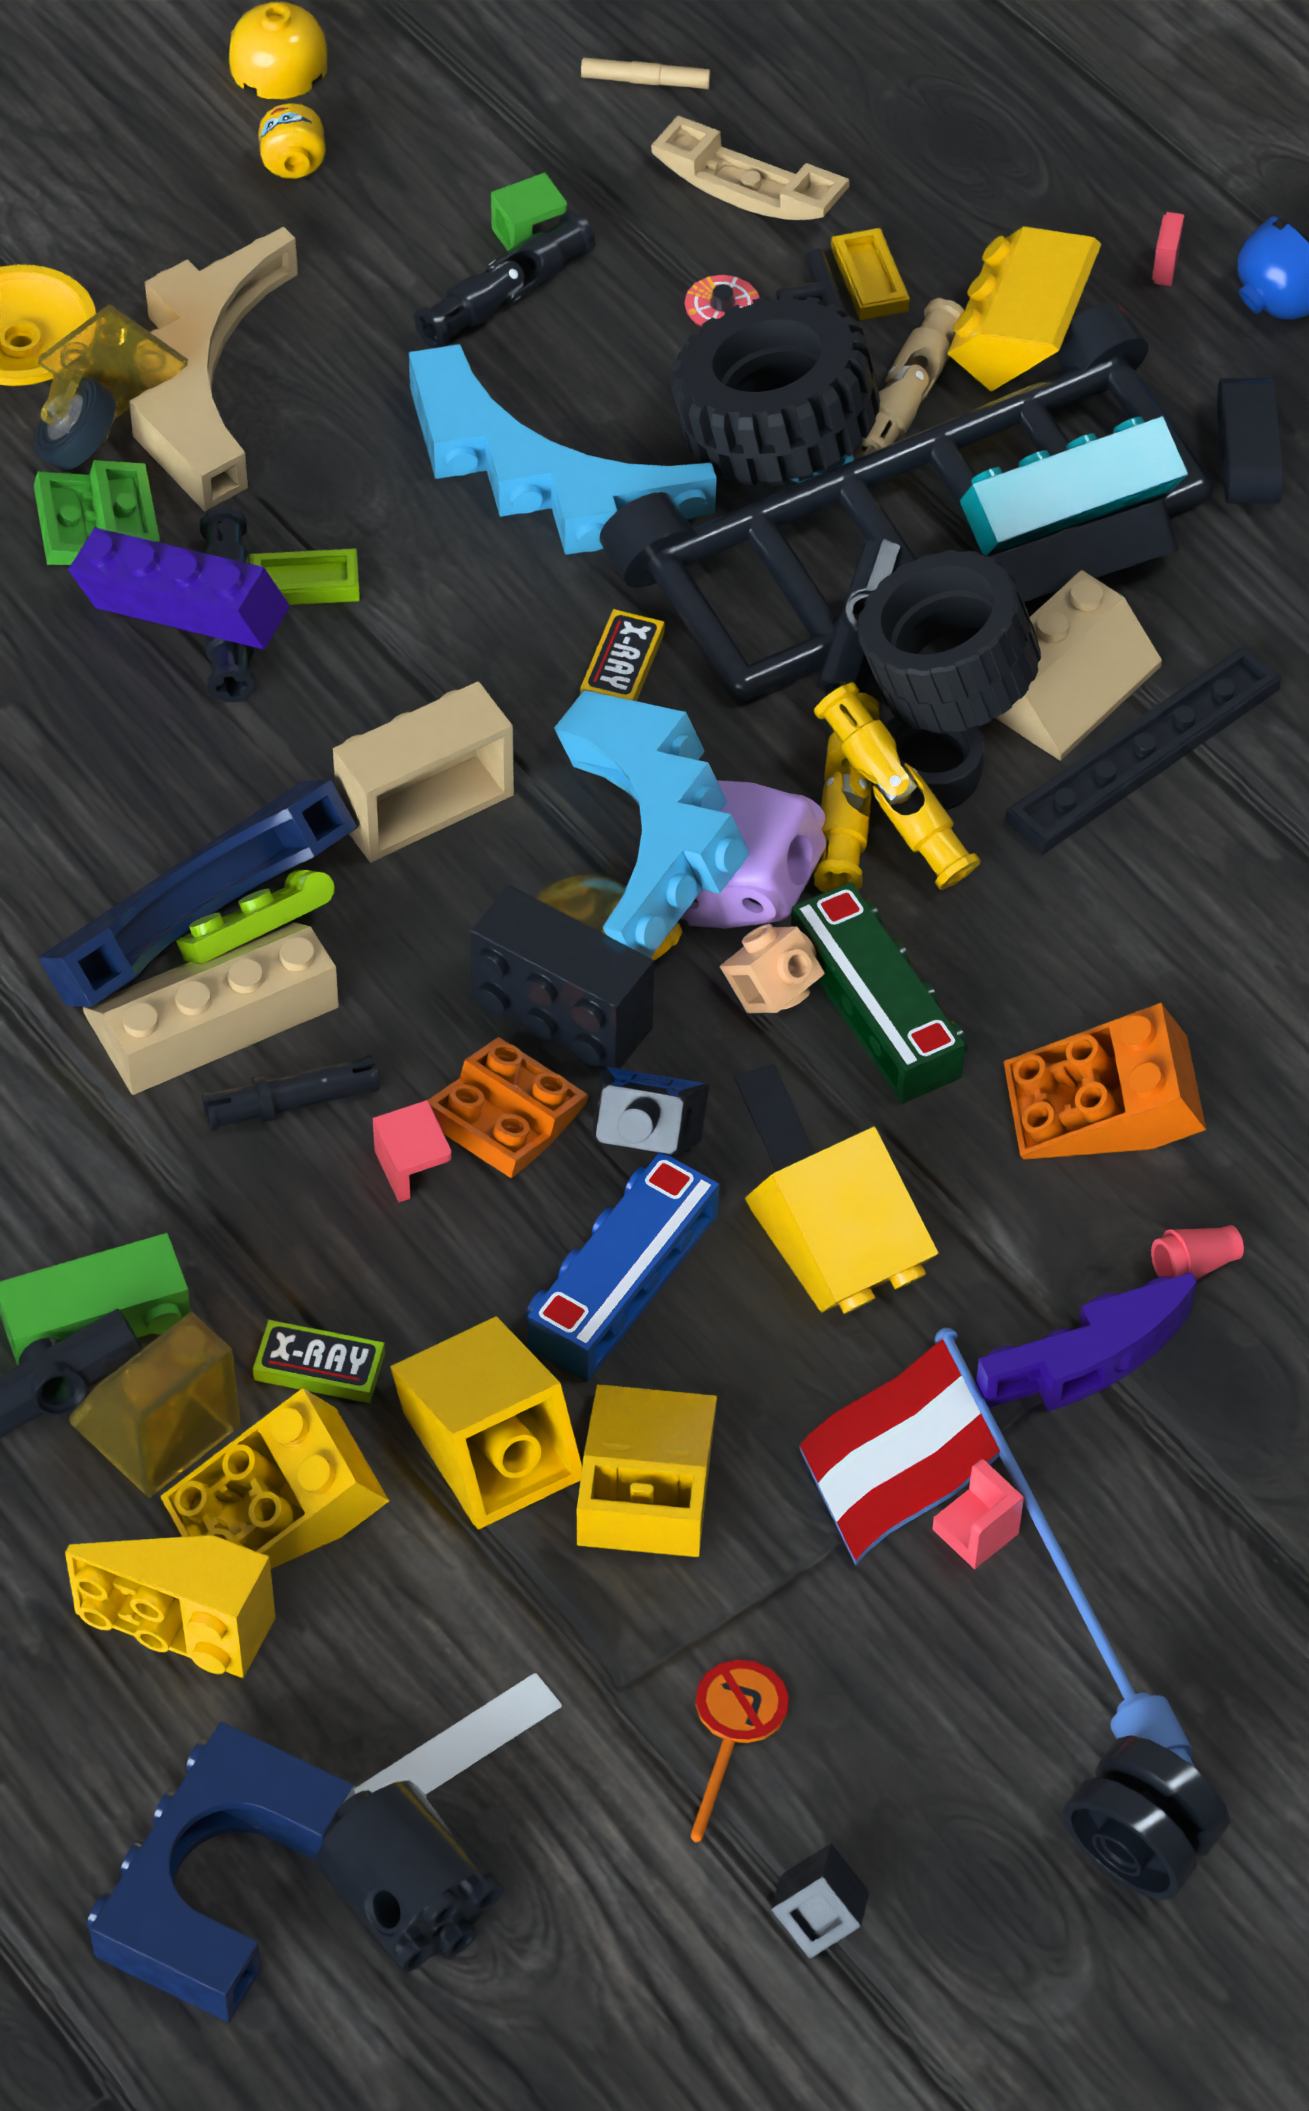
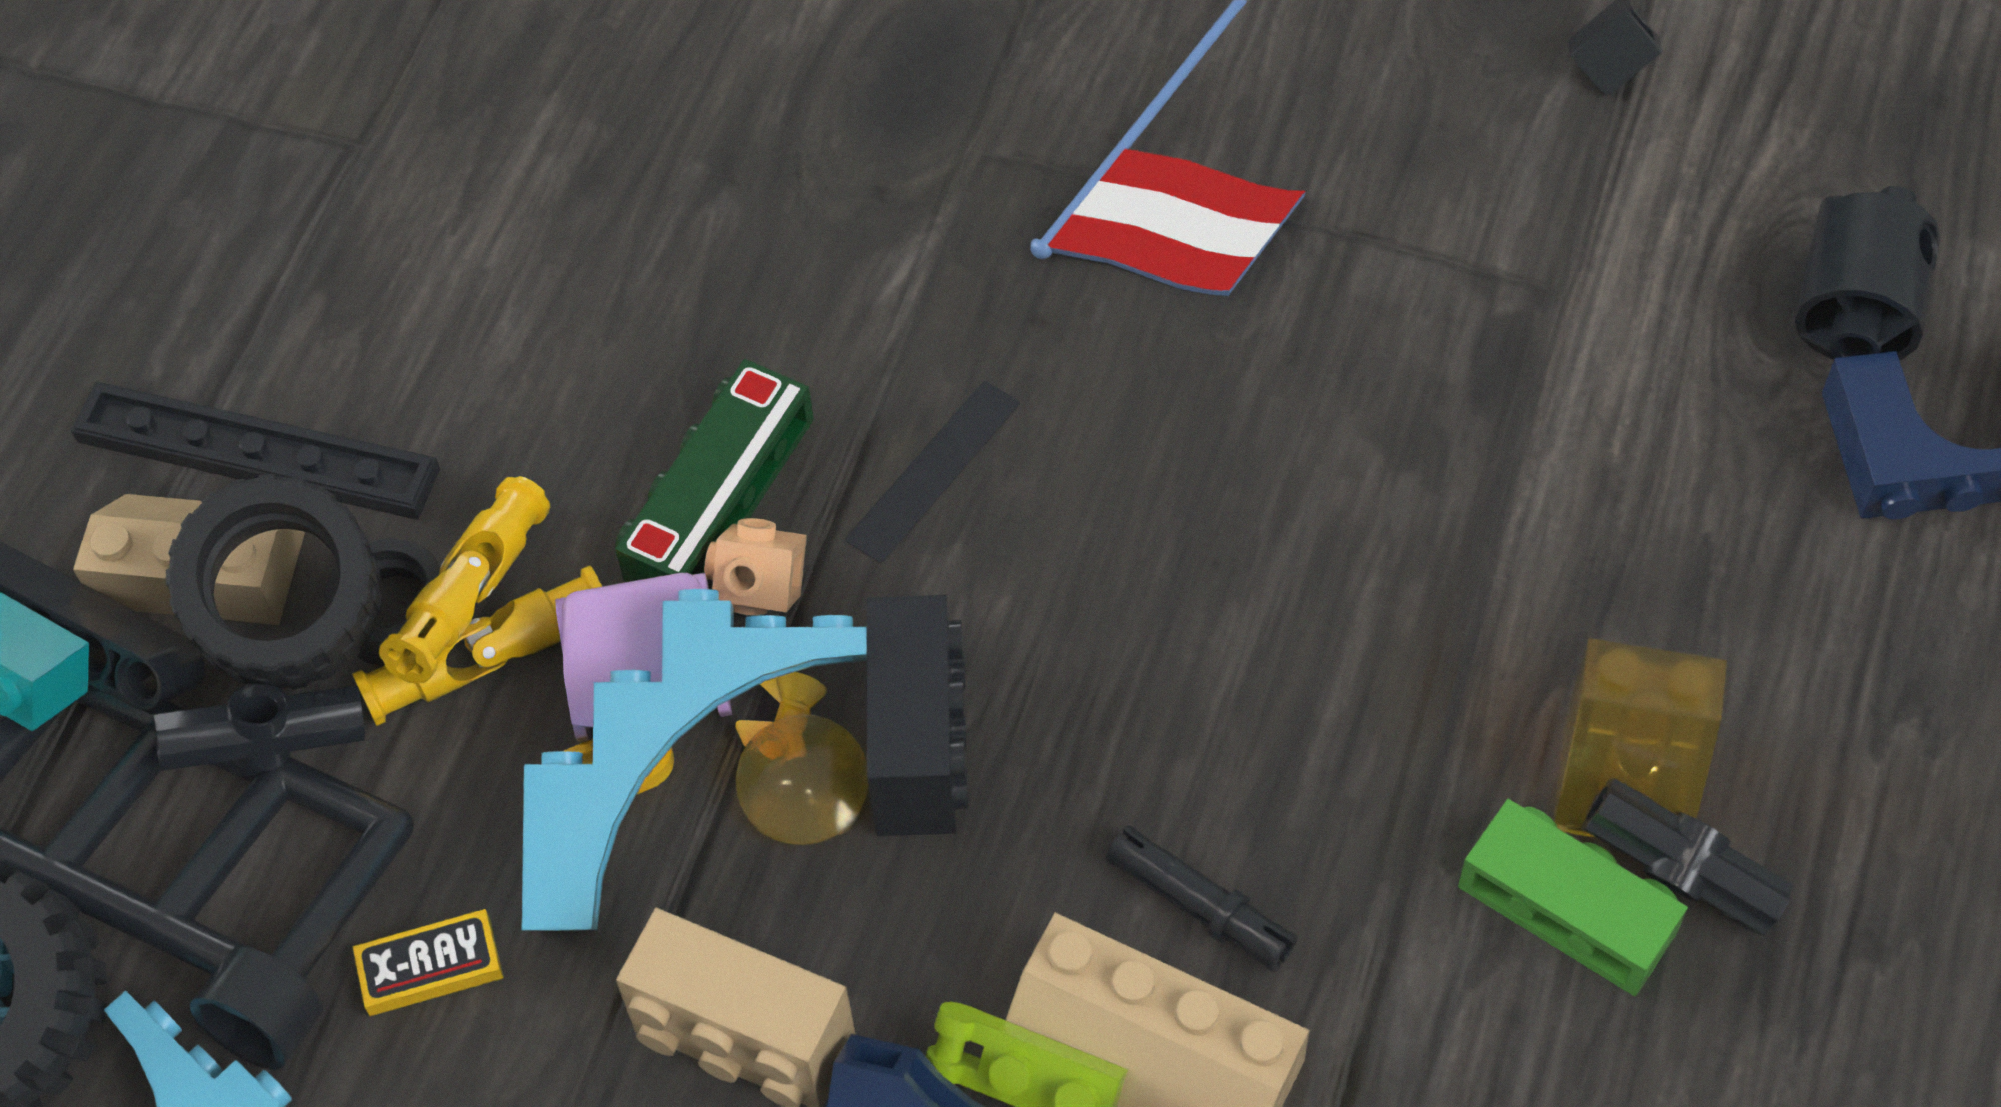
camera: 120 degrees left, 5 degrees up
(178, 1596) = (1800, 590): yellow slope -> none
(281, 1484) = (1612, 588): yellow slope -> none
(319, 1361) = (1458, 684): tile -> none
(409, 1143) = (1188, 740): coral panel -> none
(471, 1738) = (1706, 360): white sticker -> none
(490, 1420) = (1411, 500): yellow slope -> none
(506, 1107) = (1068, 712): orange slope -> none
(621, 1265) = (1172, 499): blue brick -> none
(646, 1471) = (1356, 357): yellow slope -> none
(649, 1111) = (1009, 560): torso -> none
(741, 1705) = (1499, 199): piece -> none
(844, 1222) = (993, 365): yellow slope -> none
(981, 1517) = (1203, 119): coral panel -> none
(1106, 1089) = (700, 261): orange slope -> none
(1110, 1343) = (964, 124): dark purple slope -> none
(1195, 1250) = (827, 121): coral cone -> none

